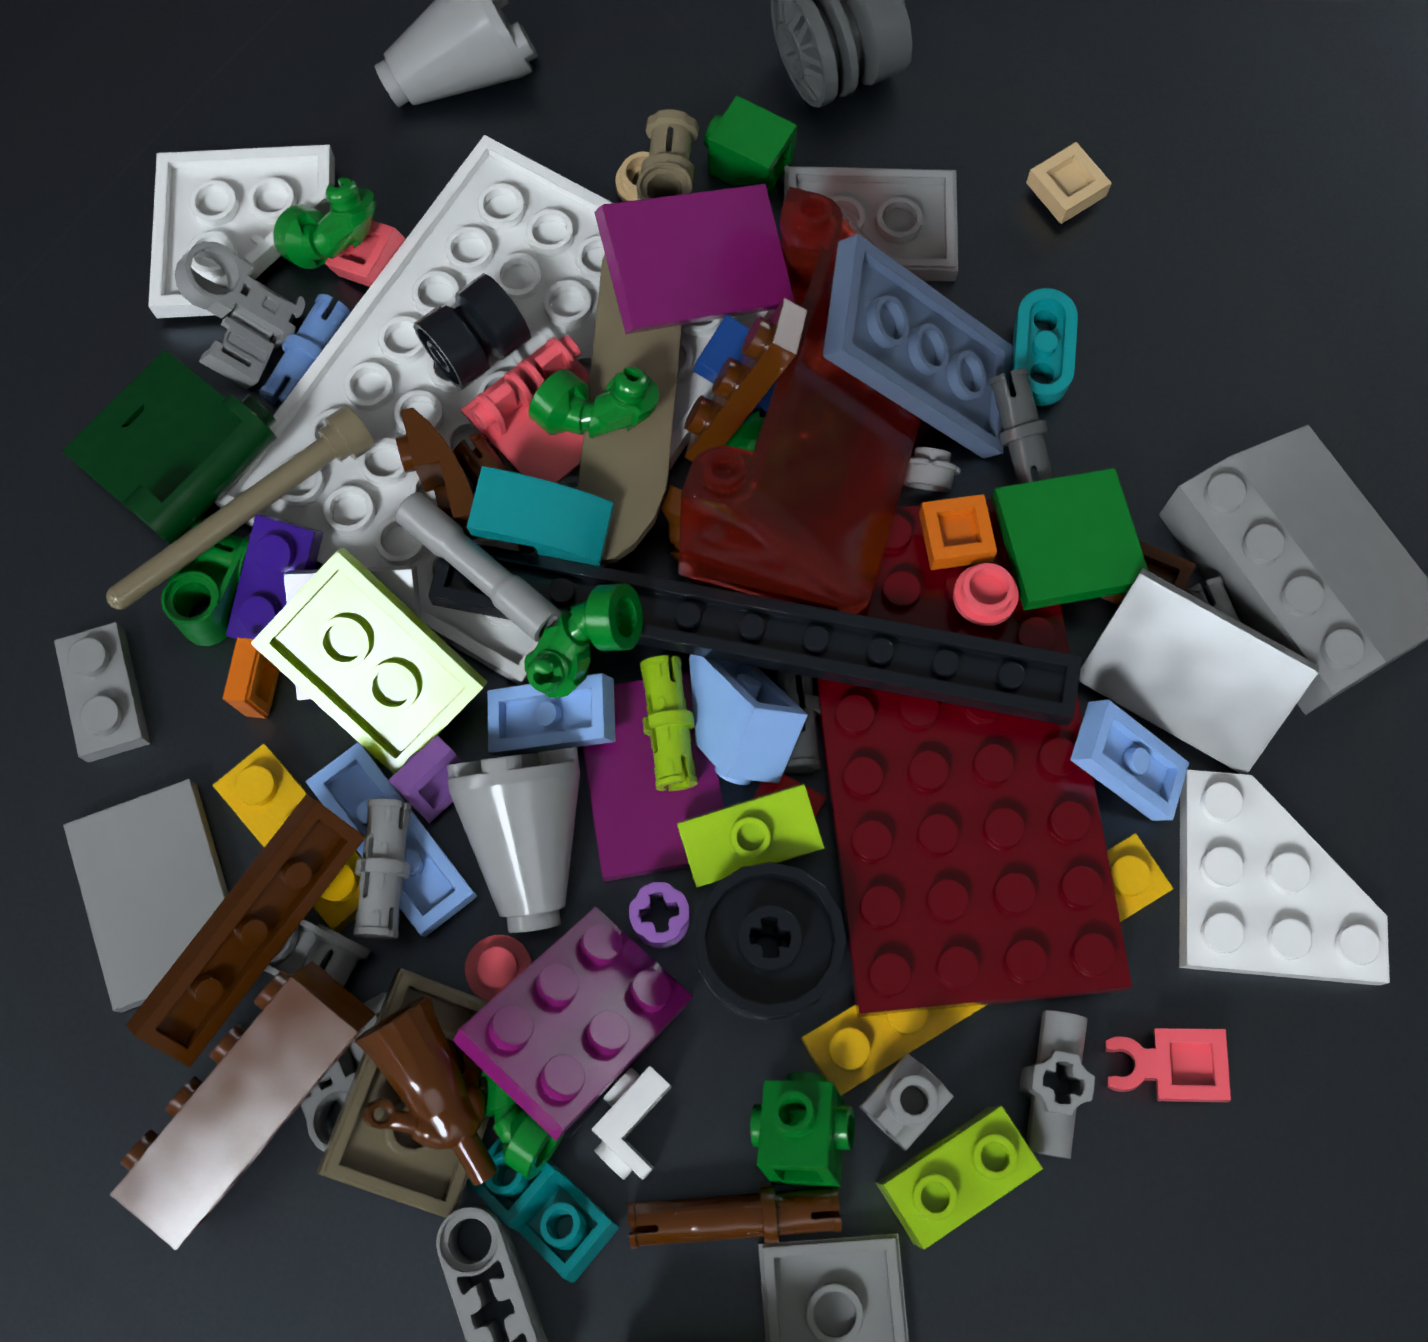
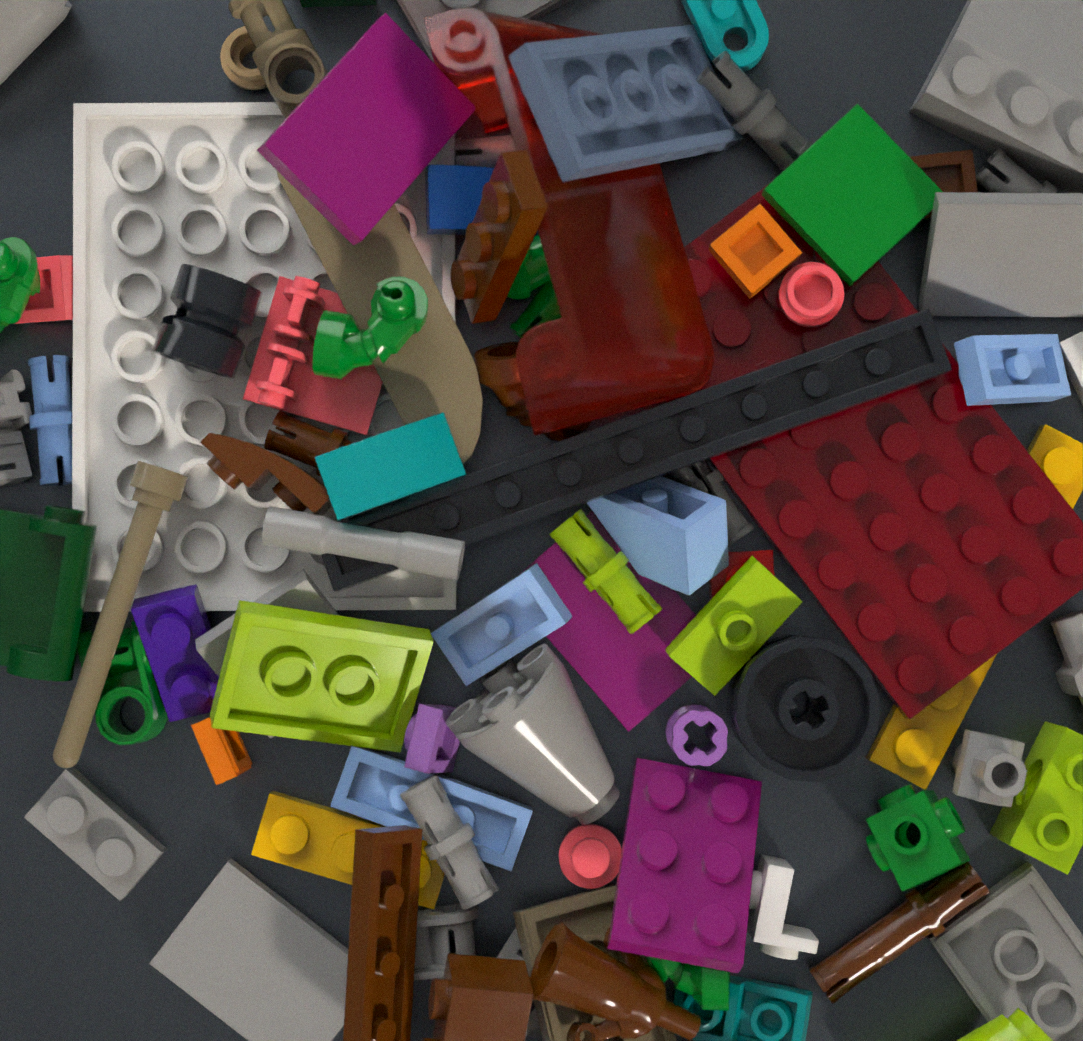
camera: 30 degrees left, 15 degrees up
(561, 658) = (487, 576): green arm -> none
(931, 470) = (692, 196): light grey plate -> none

